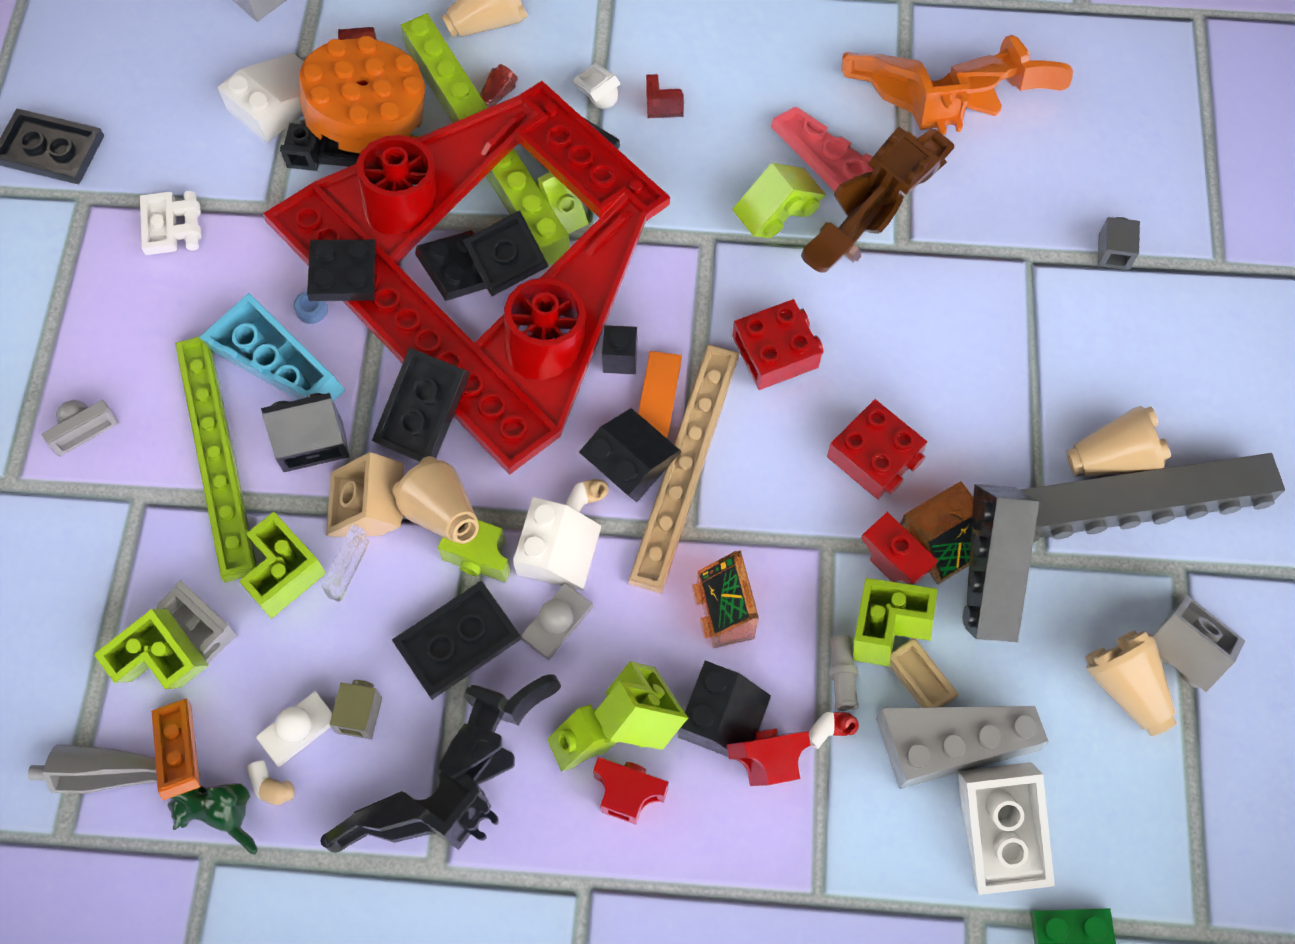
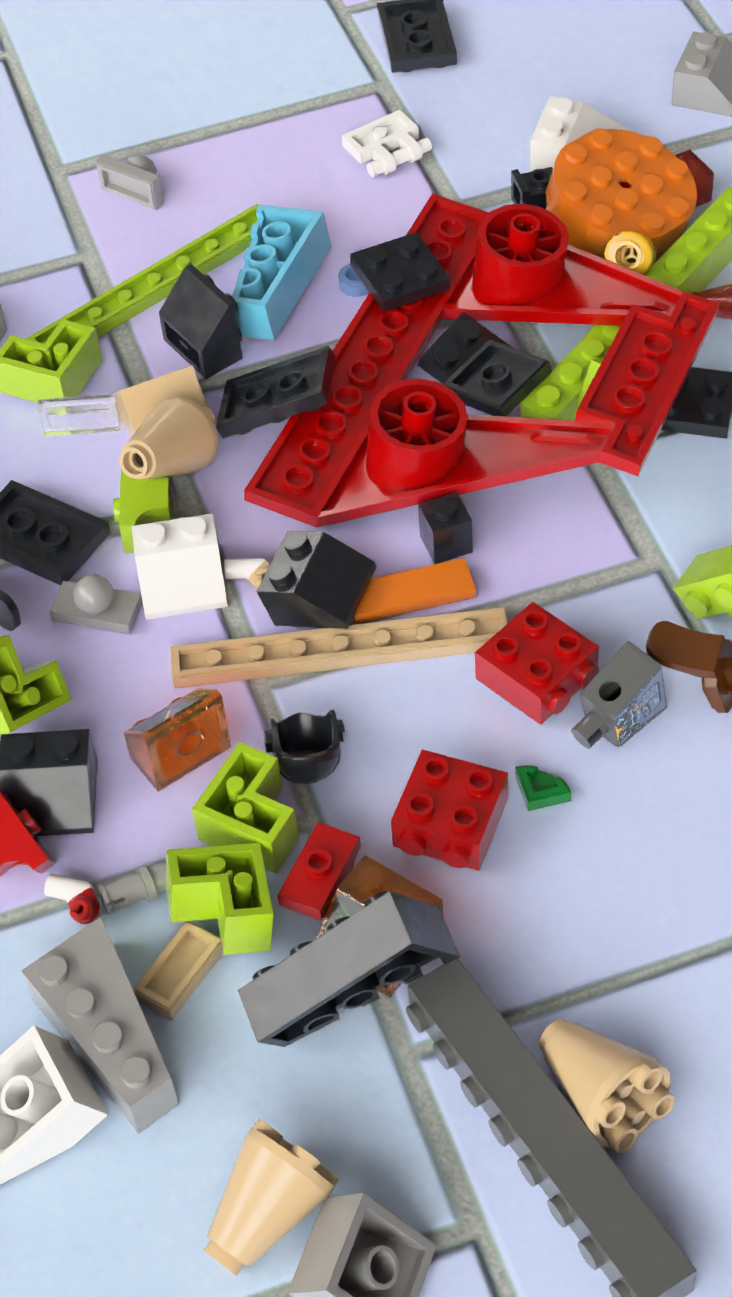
camera: 70 degrees right, 15 degrees down
(435, 112) = (619, 245): none -> yellow head
(779, 517) = (306, 745): none -> black cap
(820, 586) = (243, 808): none -> lime brick
(836, 307) = (621, 698): none -> dark grey torso
(869, 389) = (541, 788): none -> green tile

